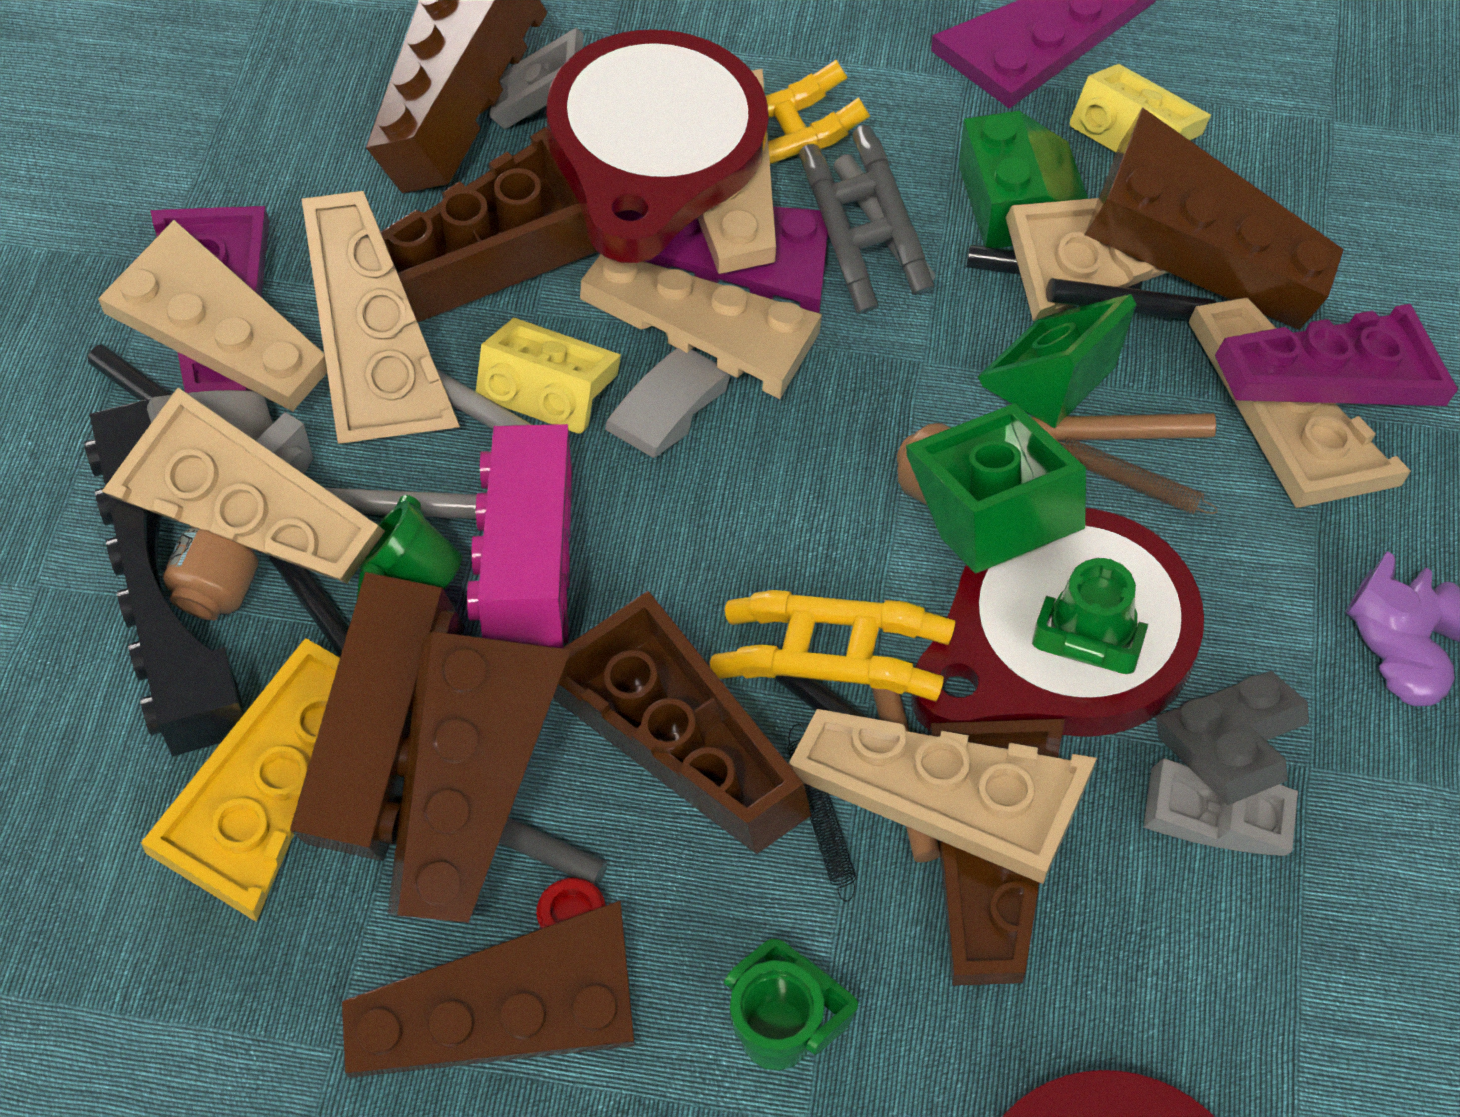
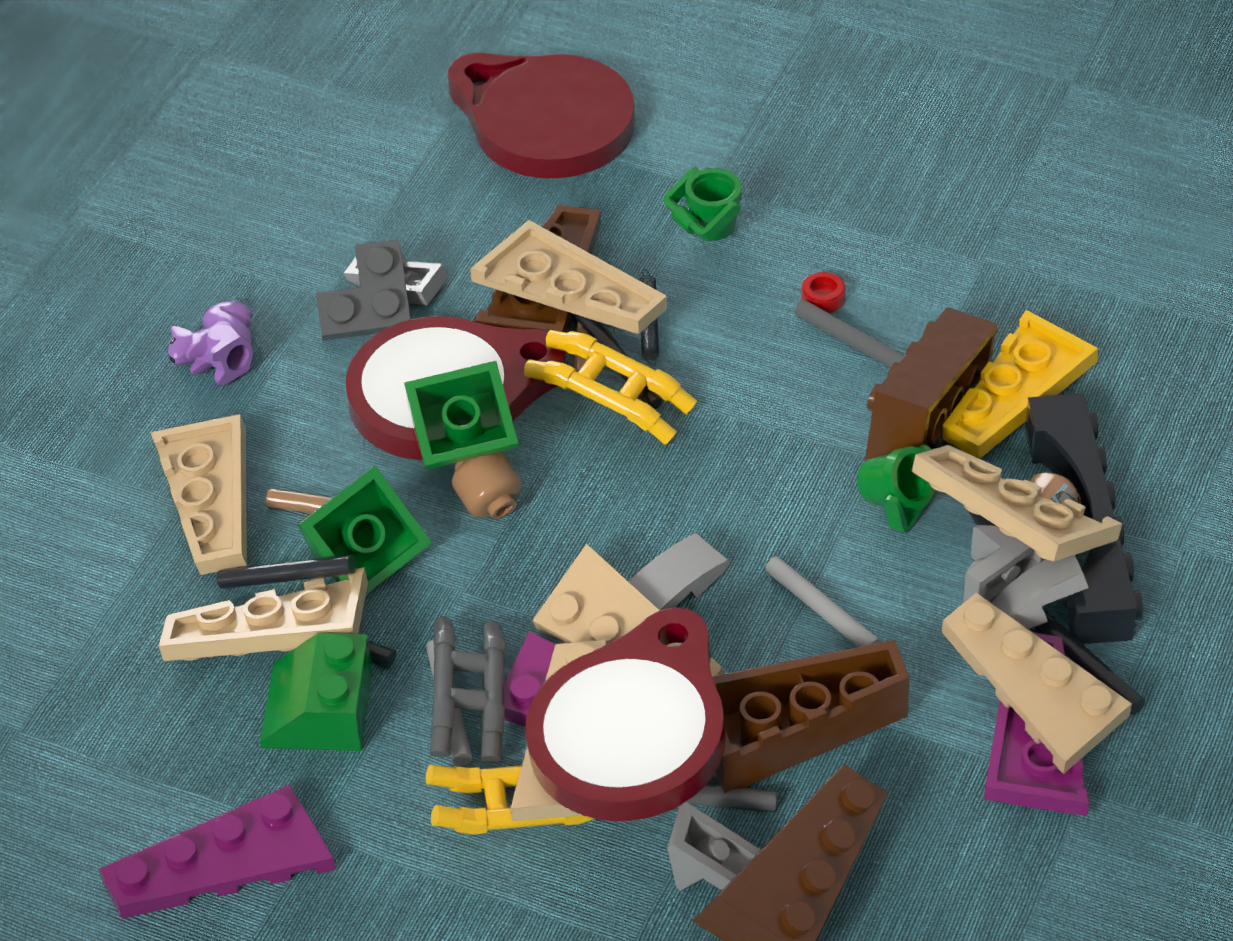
camera: 165 degrees left, 10 degrees down
(370, 337) = (901, 620): tan wing -> none
(432, 504) = (904, 549): light grey bar -> none
(466, 757) = (871, 318): reddish brown wedge -> none
(512, 1001) = (881, 248): reddish brown wing -> none
(525, 536) = (810, 470): dark pink wedge -> none
(544, 373) = (763, 613): light yellow bracket -> none
(674, 717) = (730, 355): reddish brown wedge -> none
(1092, 466) = (337, 457): medium nougat piece -> none
(1094, 618) = (429, 347): green piece -> none
(1116, 97) = (187, 740): light yellow bracket -> none
(1210, 225) = (208, 587): reddish brown wedge -> none
(1350, 362) = (150, 491): magenta wing -> none

